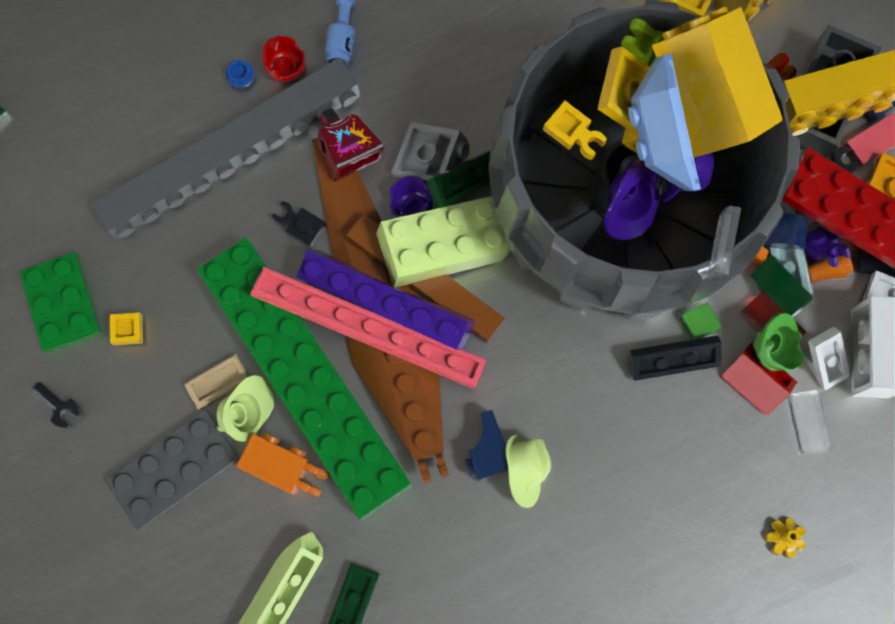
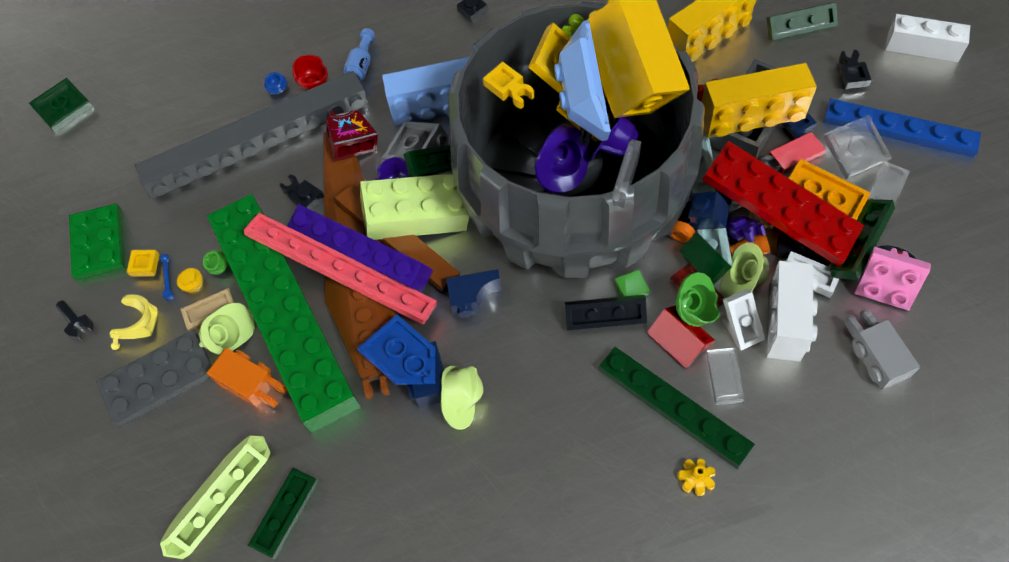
camera: 10 degrees right, 15 degrees down
(147, 391) = (143, 327): none -> light yellow helmet
(163, 365) = (167, 294): none -> blue hinge
(187, 346) = (190, 280): none -> yellow plate
(214, 322) = (215, 262): none -> bright green plate
(446, 82) = (421, 91): none -> light blue brick
(458, 430) = (401, 353): none -> blue tile
(517, 342) = (470, 290): none -> dark blue arch
(759, 461) = (676, 407): none -> dark green plate
(832, 300) = (748, 270): none -> yellowish green piece

